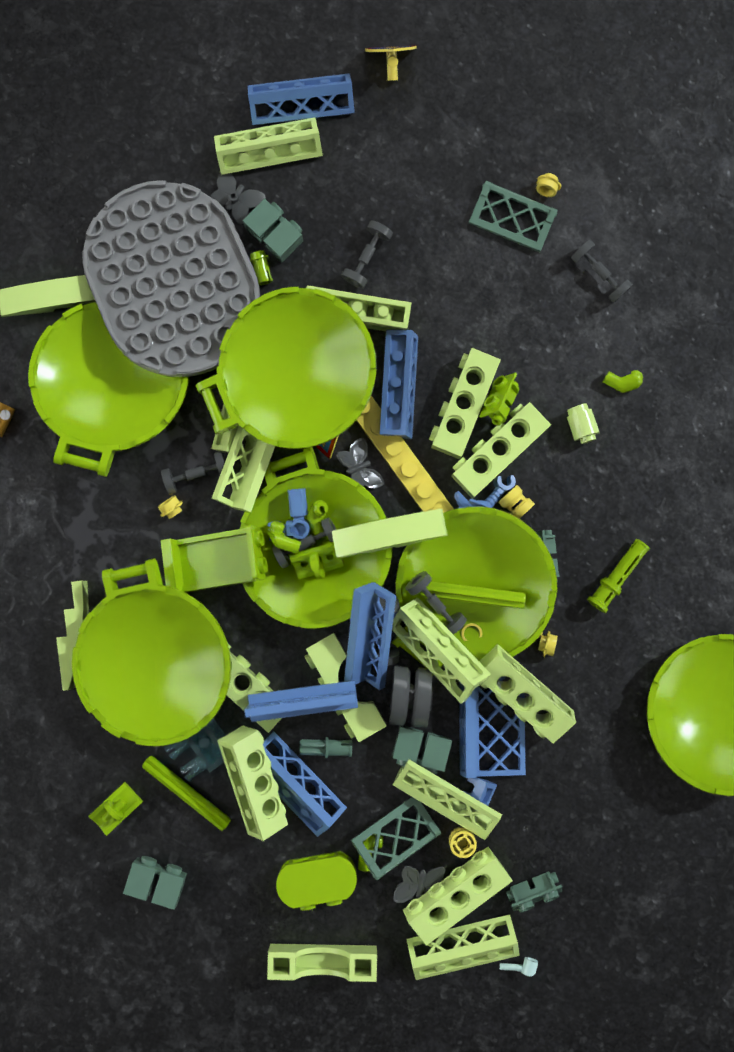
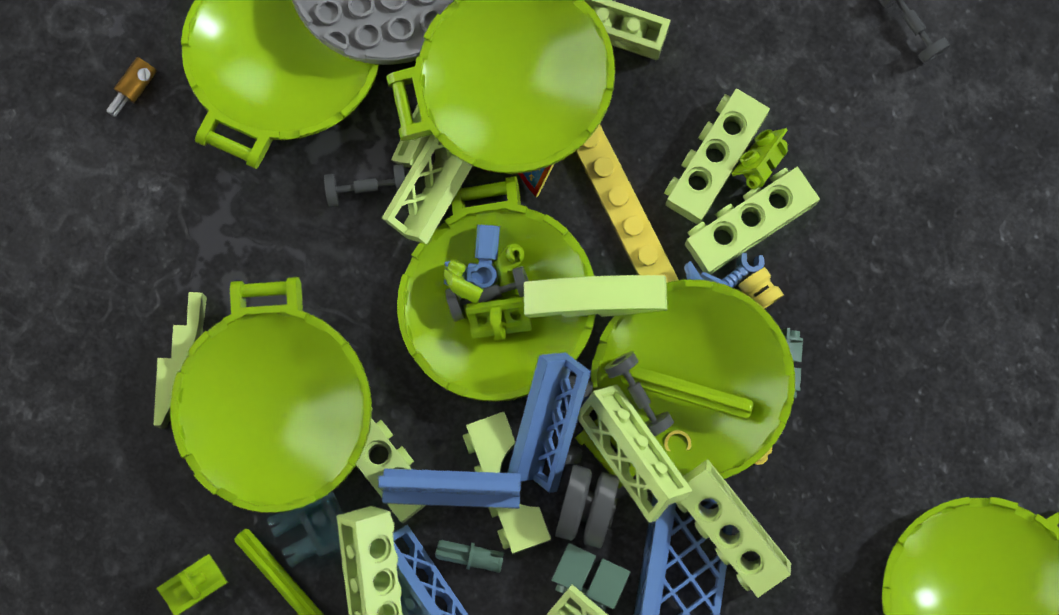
camera: 15 degrees right, 5 degrees down
(170, 507) = (327, 223): light yellow plate -> none
(214, 560) = (372, 295): lime panel -> none
(357, 468) = (565, 204): dark grey piece -> none
(399, 383) = (638, 118): medium blue fence -> none
(548, 644) = (771, 473): light yellow plate -> none
(582, 423) = (860, 206): yellowish green brick -> none
(612, 585) = (864, 413): lime pin -> none
(625, 383) = (923, 165): lime arm -> none

